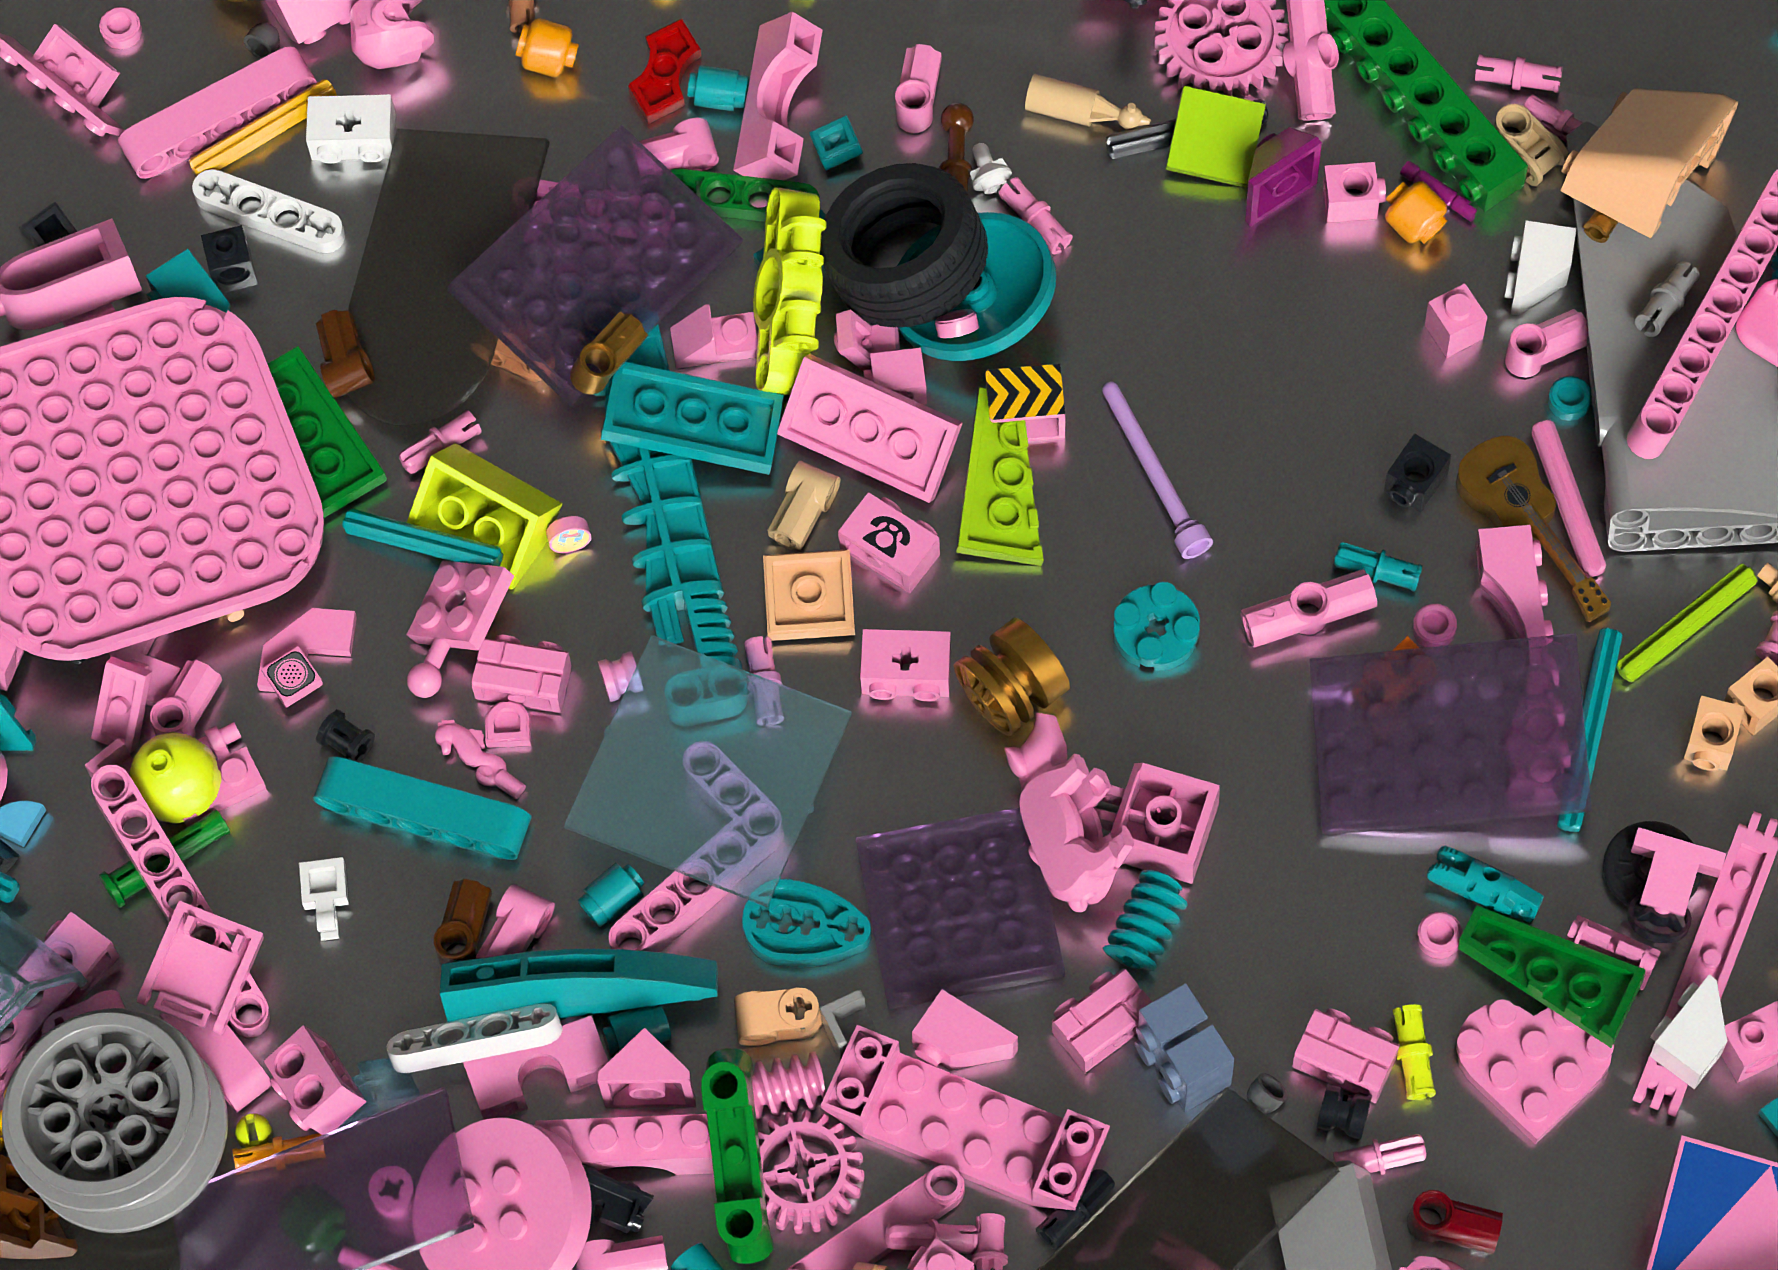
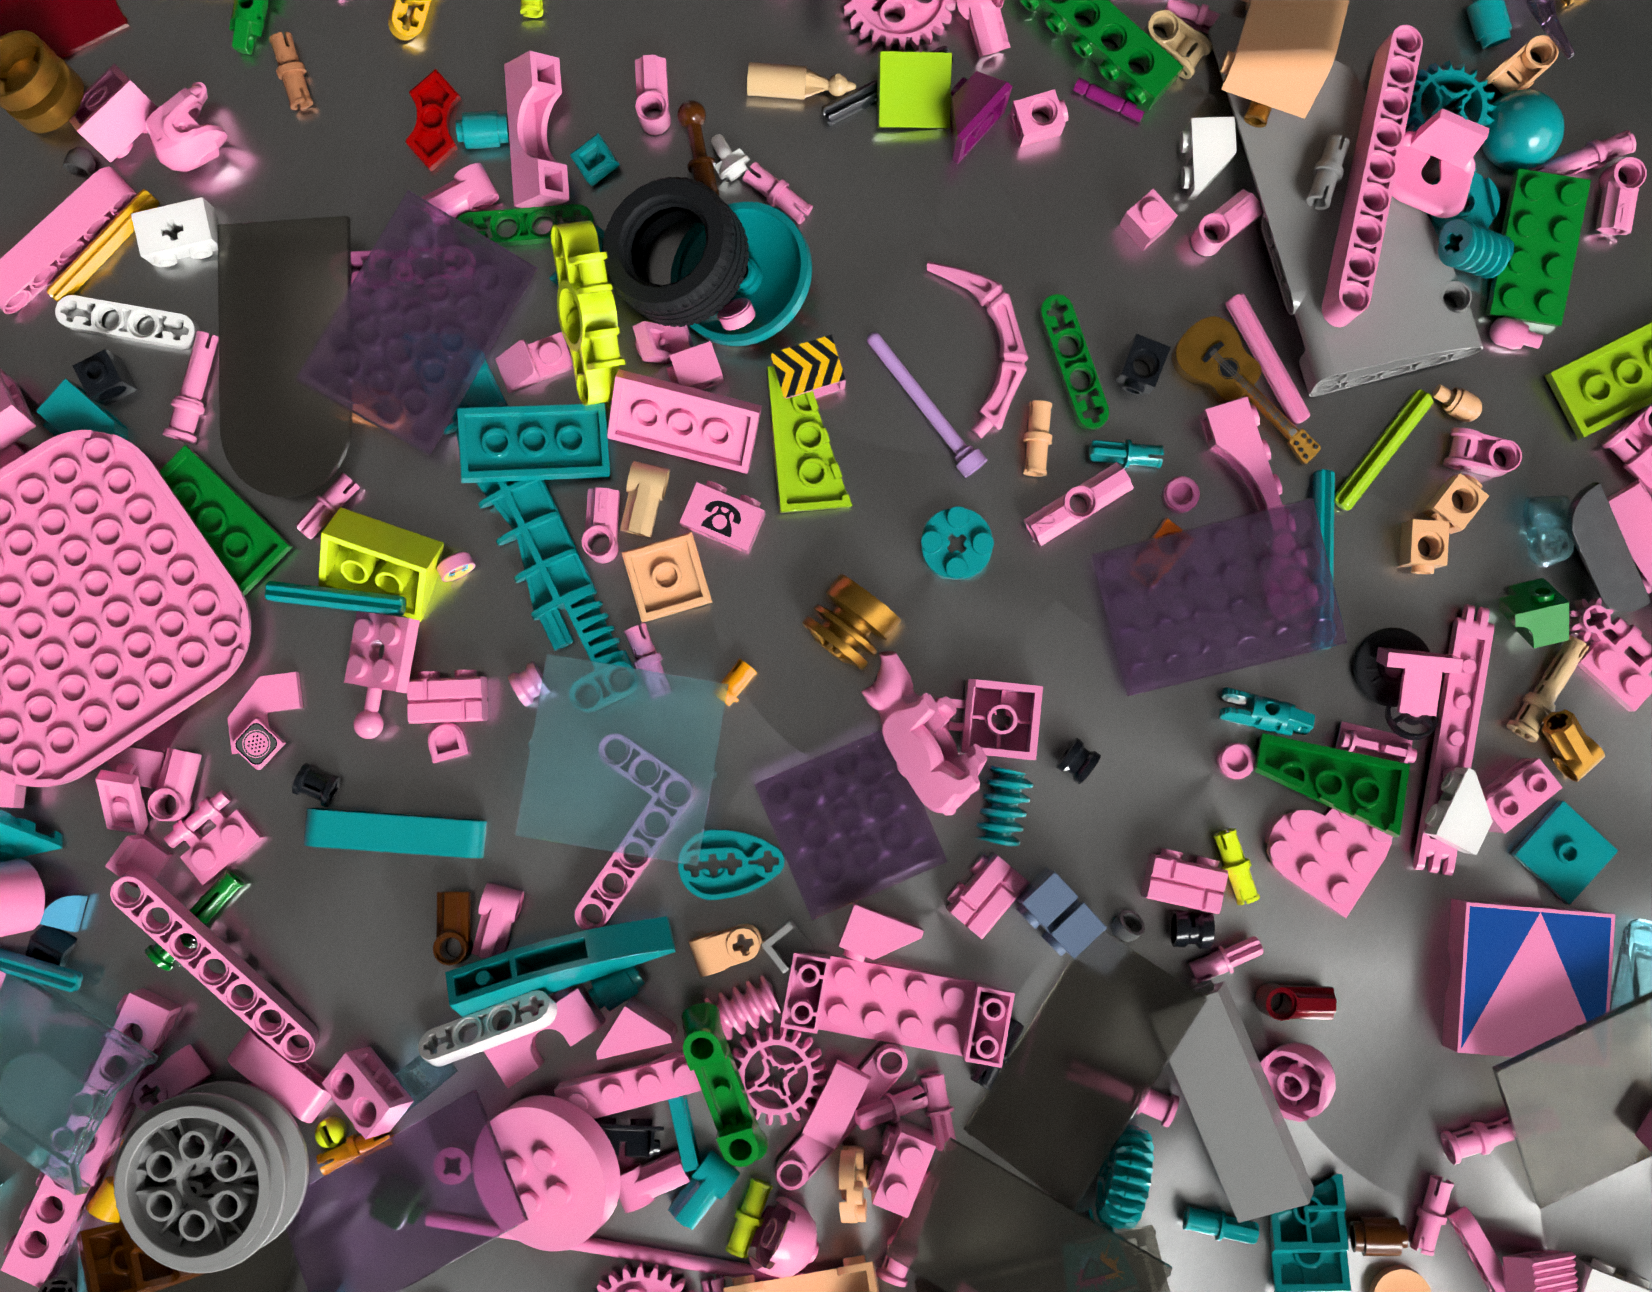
camera: 20 degrees left, 20 degrees up
(176, 776) = (183, 856): neon yellow cylinder -> none
(197, 976) = (247, 1032): bright pink container -> none
(315, 302) = (188, 403): none -> bright pink pin
(324, 889) = (332, 918): white plate -> none
(345, 362) = (229, 454): reddish brown piece -> none
(468, 745) = (420, 765): bright pink animal -> none
(546, 47) = (326, 121): light orange head -> none
(607, 352) = (449, 405): pearl gold piece -> none
(611, 894) = (568, 873): teal brick -> none
(676, 1210) = (684, 1133): none -> teal tile
(747, 522) = (601, 521): none -> bright pink piece
(863, 723) = (737, 679): none -> light orange pin
(866, 1212) = (836, 1104): none -> bright pink slope
(888, 650) = (776, 609): bright pink brick -> none
(1247, 891) = (1078, 761): none -> black wheel
(1268, 429) = (1012, 349): none -> bright pink animal
(1277, 530) = (1037, 438): none -> light nougat pin
(1338, 458) = (1069, 363): none -> green beam
(1415, 212) = (1095, 126): light orange head -> none
(1569, 398) = (1251, 267): teal tile -> none

